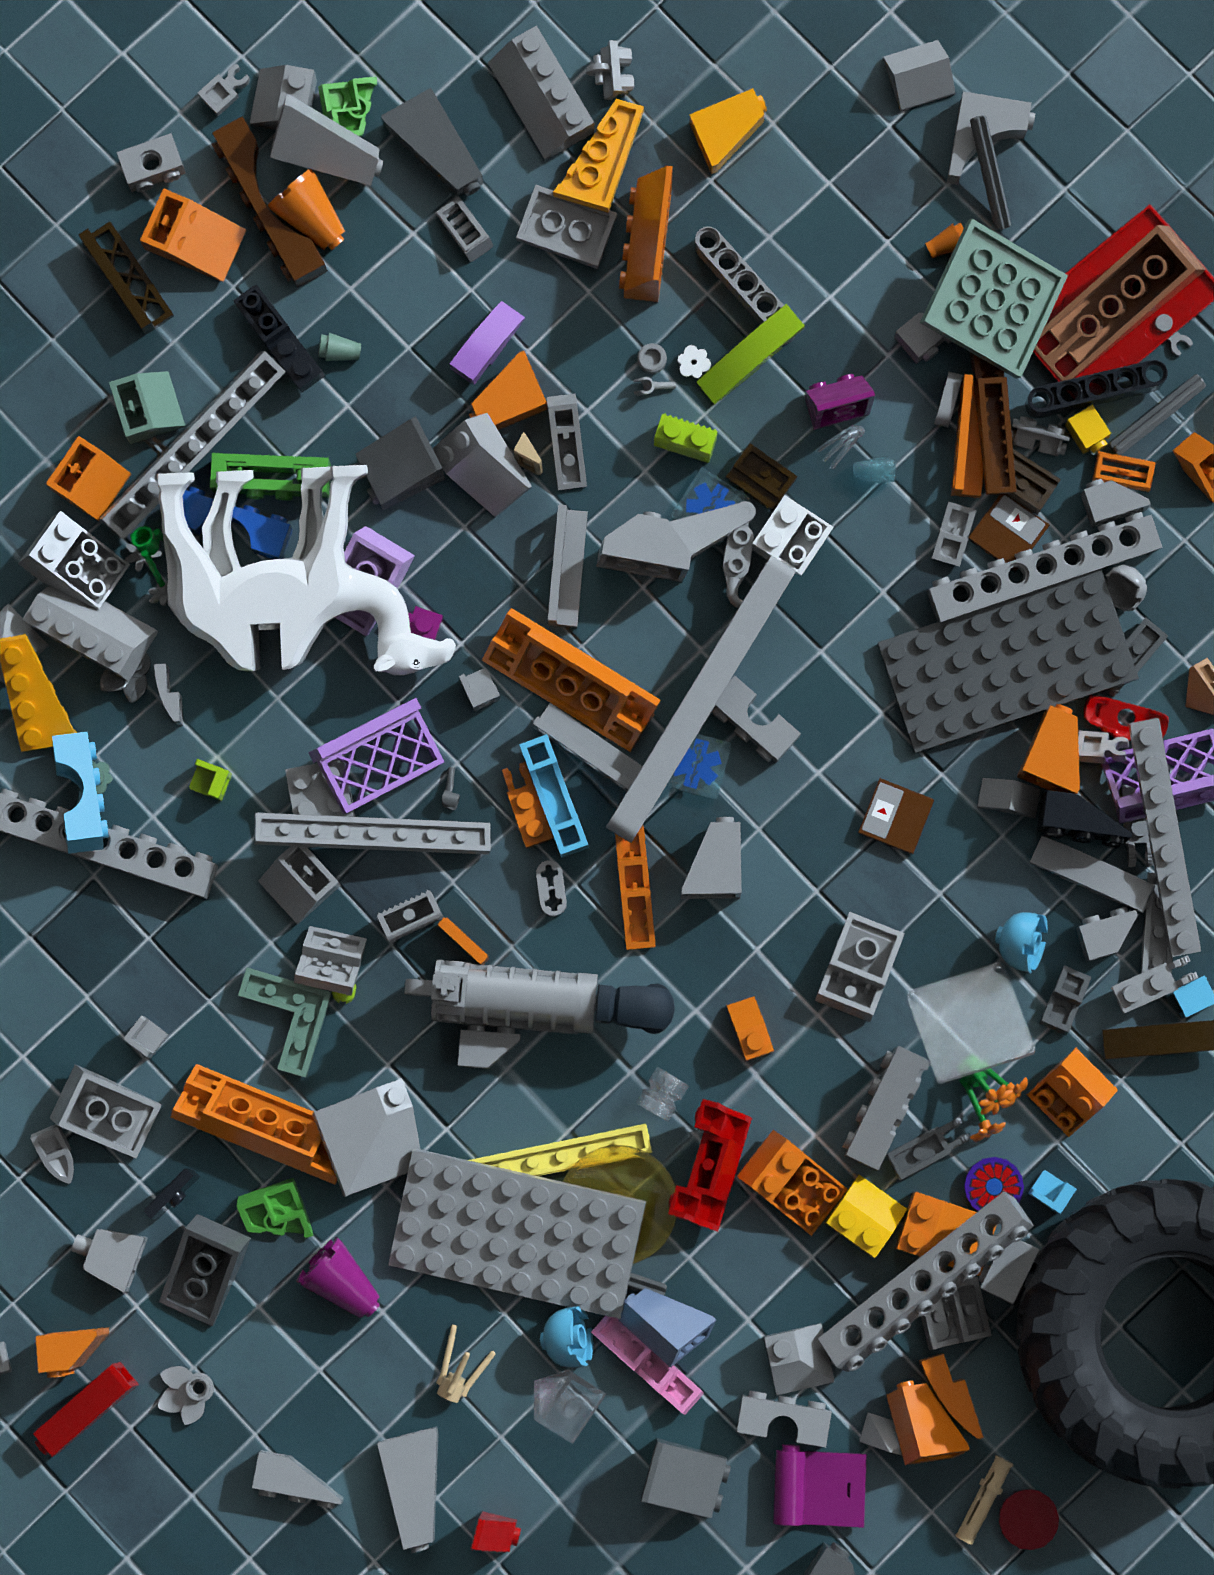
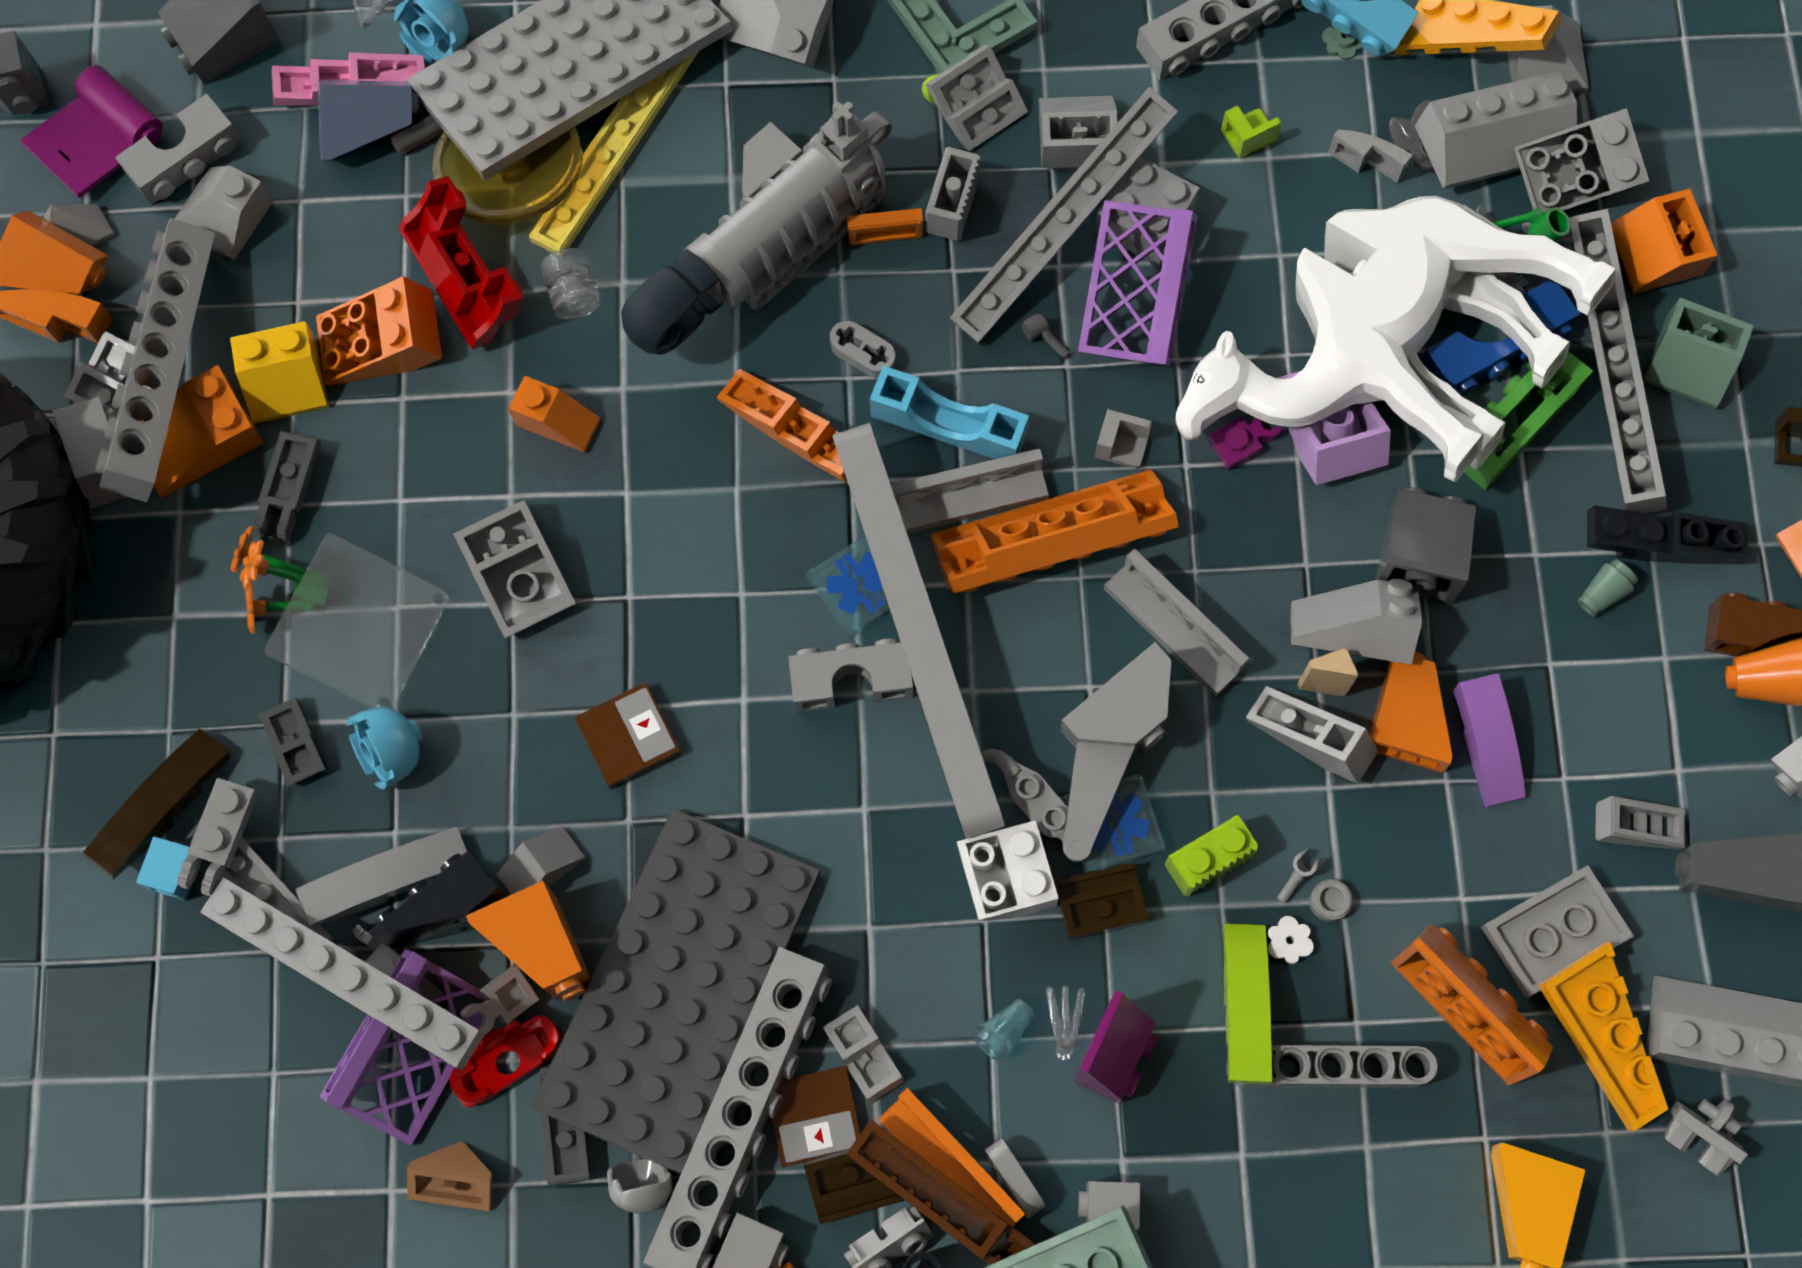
camera: 130 degrees right, 10 degrees down
(527, 809) = (963, 386): orange hinge -> none
(717, 863) = (736, 510): light grey slope -> none
(886, 1107) = (357, 475): light grey wedge -> none
(989, 1179) = (191, 517): tile -> none
(1052, 1192) = (130, 563): medium azure panel -> none
(1072, 1092) = (198, 667): orange slope -> none
(1105, 936) = (313, 834): light grey slope -> none

